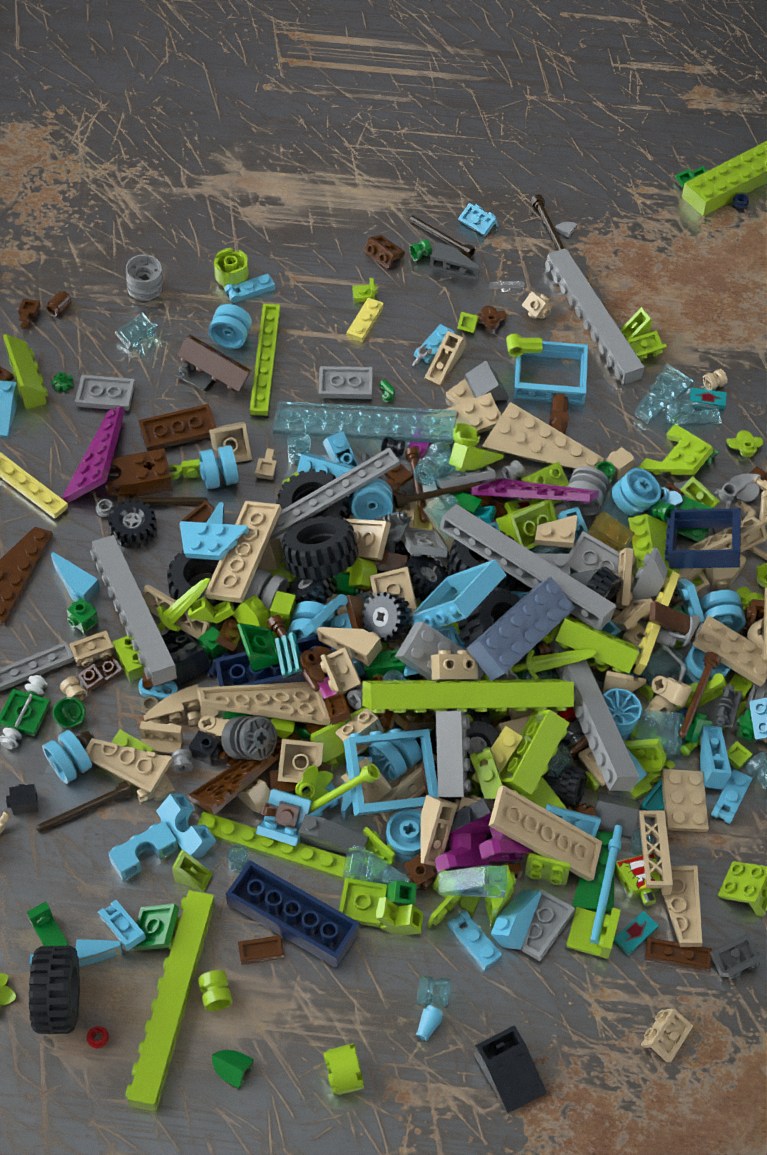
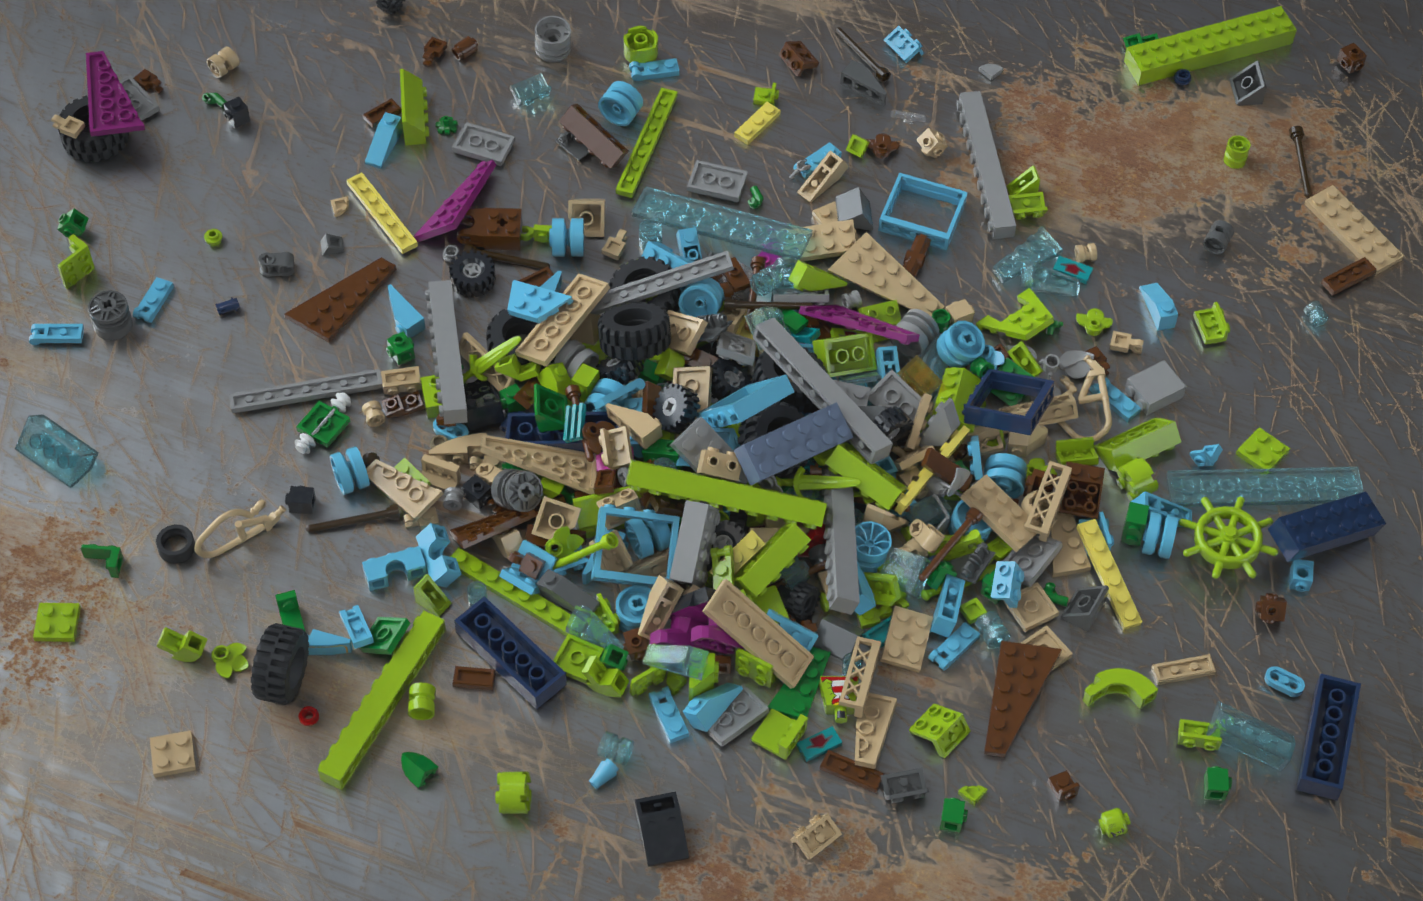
camera: 15 degrees right, 0 degrees up
(69, 712) = (363, 432): green hair -> none
(177, 427) = (541, 191): reddish brown plate -> none
(396, 446) = (742, 252): black wheel -> none
(422, 249) = (837, 63): green wheel -> none
(465, 434) = (814, 255): lime hair -> none
(518, 345) = (896, 178): lime piece -> none
(538, 203) = (971, 40): dark brown piece -> none
(557, 533) = (867, 366): tan wing -> none
(614, 847) = (823, 664): medium azure bar -> none

